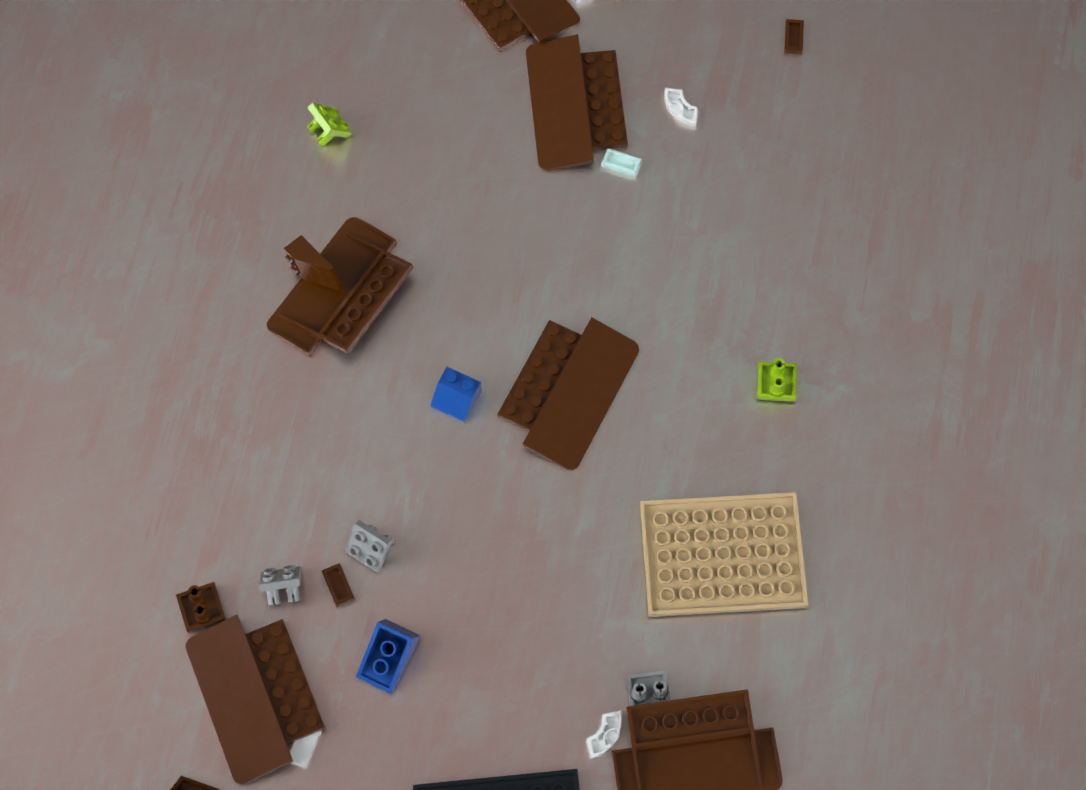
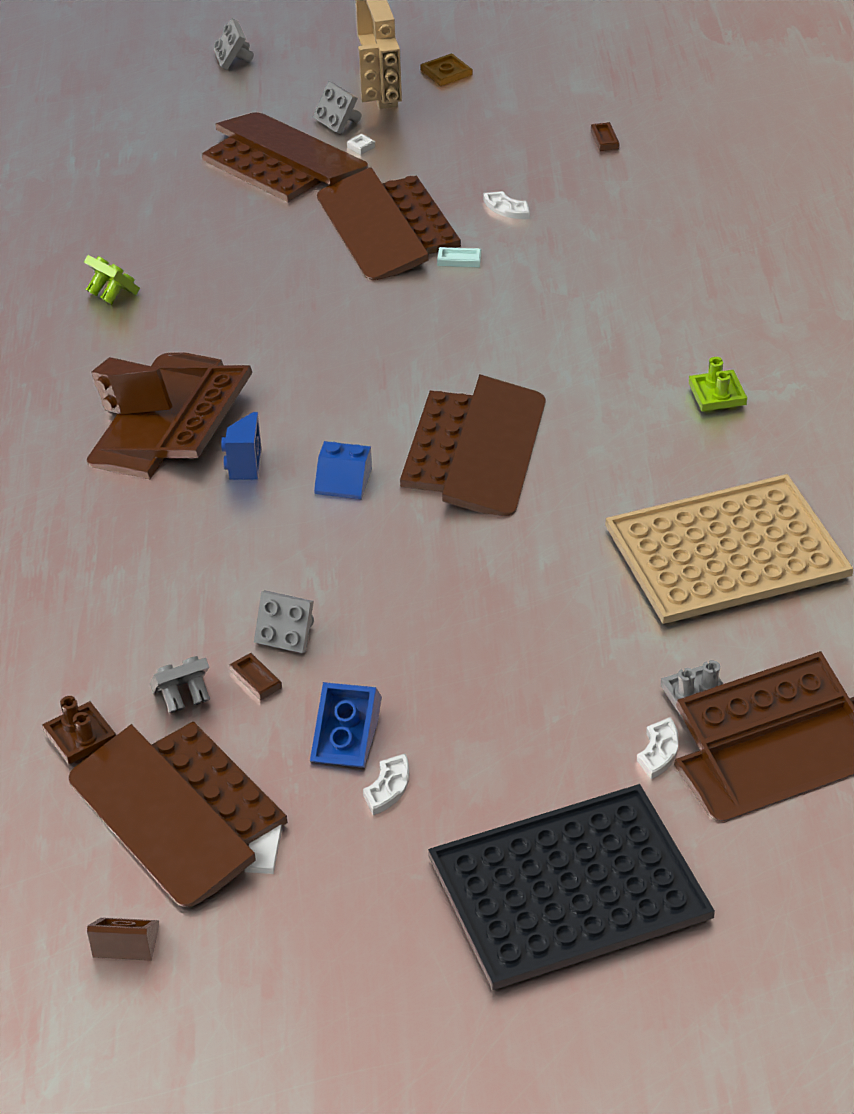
camera: 15 degrees left, 25 degrees down
(384, 354) = (243, 448): none -> blue slope
(406, 713) = (389, 785): none -> white tile

